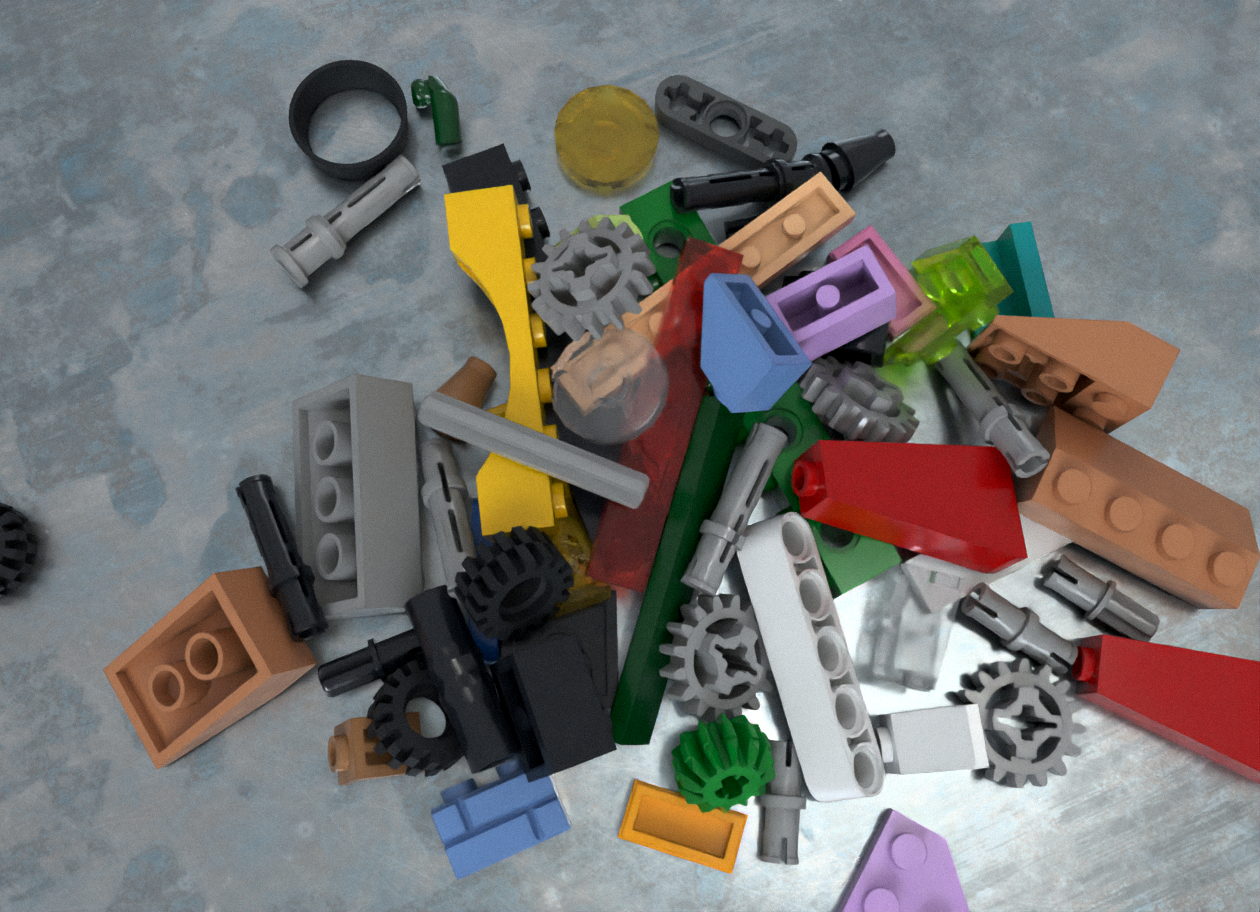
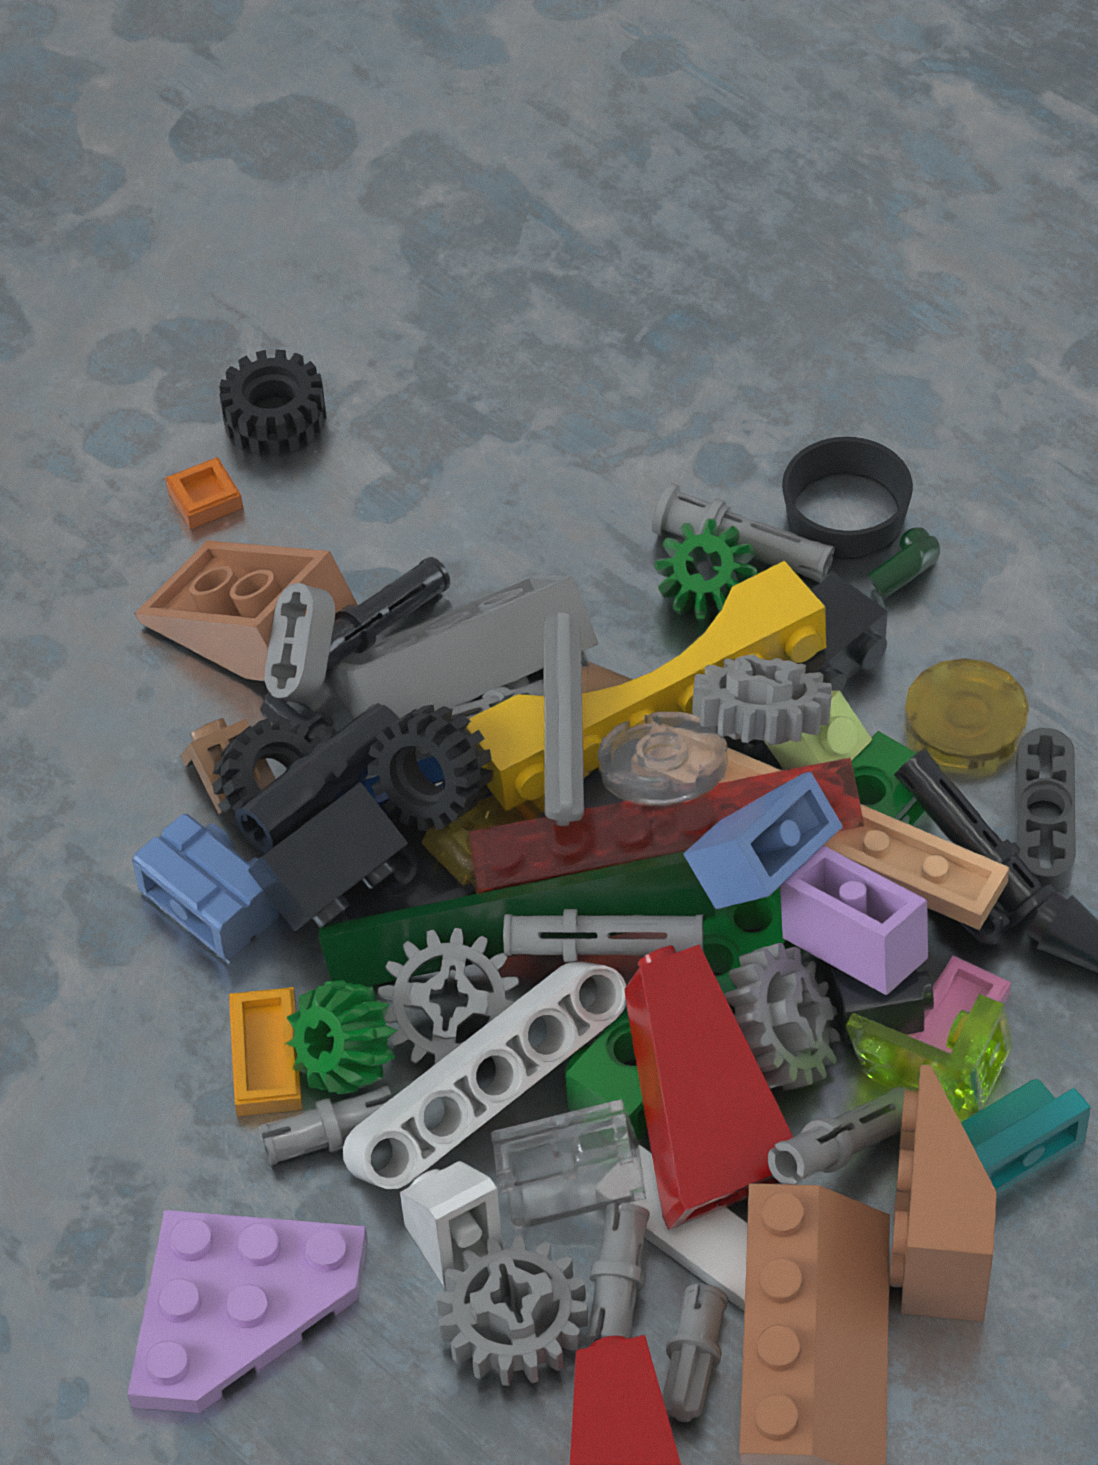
camera: 75 degrees right, 25 degrees down
(44, 651) = (204, 493): none -> orange tile
(305, 642) = (299, 643): none -> light grey beam
(369, 243) = (684, 577): none -> green gear

